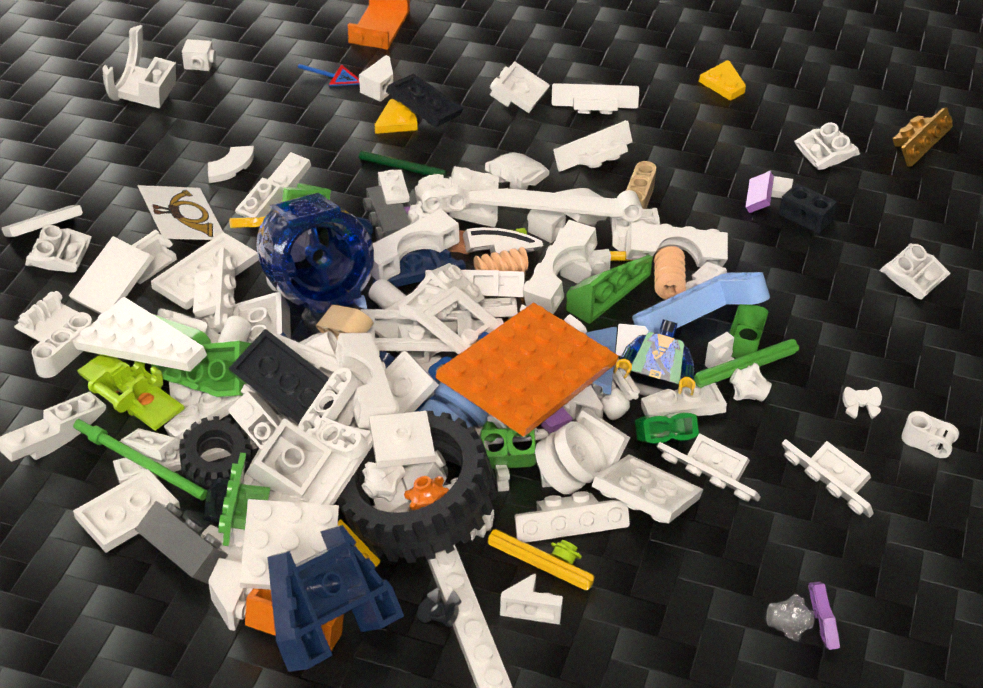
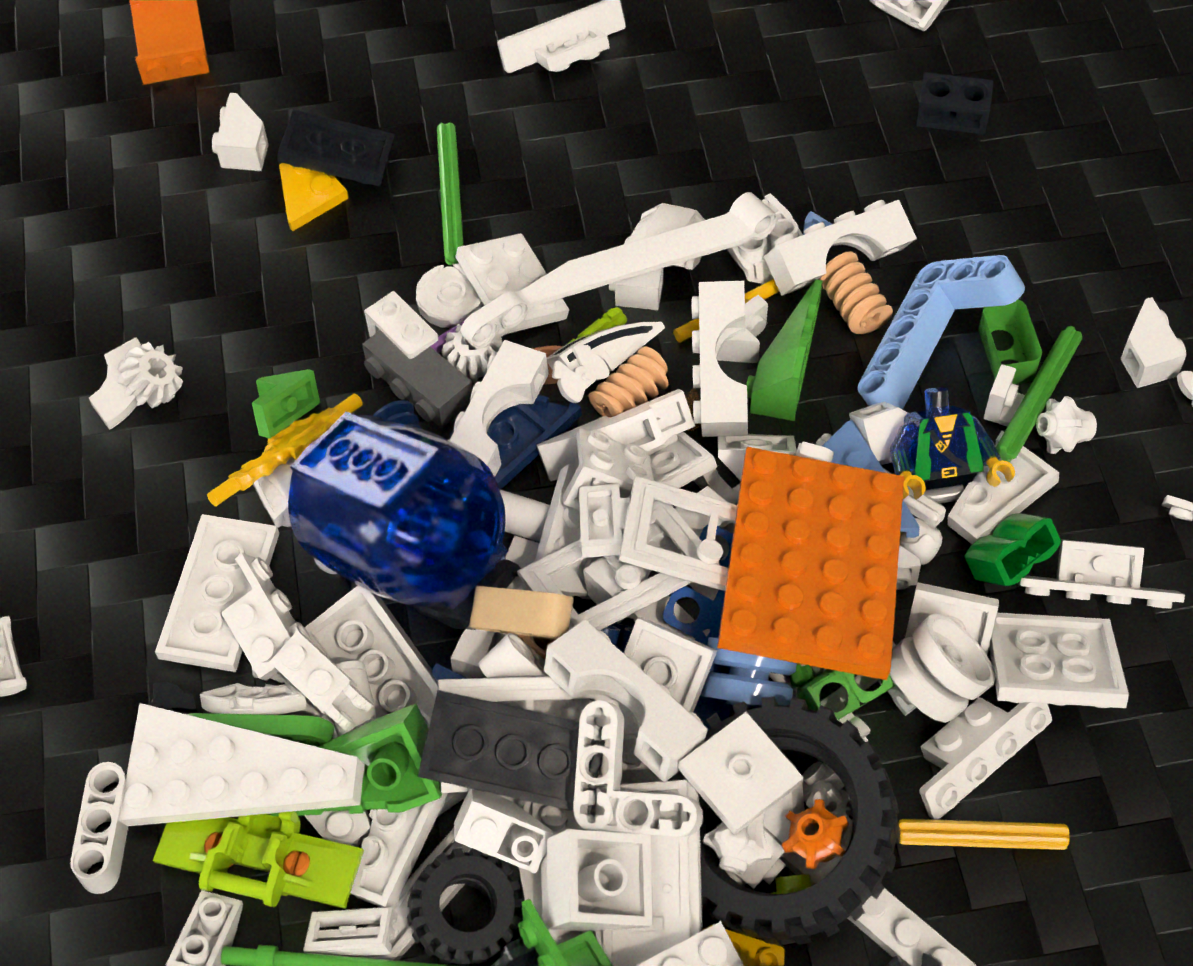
camera: 25 degrees left, 15 degrees up
(44, 317) = (46, 793): white hinge -> none
(111, 276) = (94, 677): white tile -> none
(156, 247) = (117, 611): white hinge -> none
(181, 212) = (114, 508): white sticker -> none
(219, 317) = (319, 679): none -> white hinge
(245, 161) = (150, 375): none -> white gear
(271, 191) = (224, 402): white slope -> none
(341, 78) = (178, 153): piece -> none
(401, 164) = (369, 271): dark green bar -> none
(476, 142) = (449, 191): none -> bright green axle
(480, 244) = (573, 383): none -> white piece
(517, 170) = (538, 209): white slope -> none
(519, 87) = (450, 66): white plate -> none
(525, 603) = (1014, 915): white slope -> none
(565, 551) = (1011, 809): lime plate -> none
(595, 148) = (624, 125): white bracket -> none
(643, 181) = (723, 165): tan beam -> none
(705, 273) = (900, 274): white plate -> none
(759, 192) = (878, 103): tile -> none
(781, 186) = (894, 82): white tile -> none
(837, 368) = (1152, 348): none -> white slope
(915, 270) = (1143, 145): white slope -> none

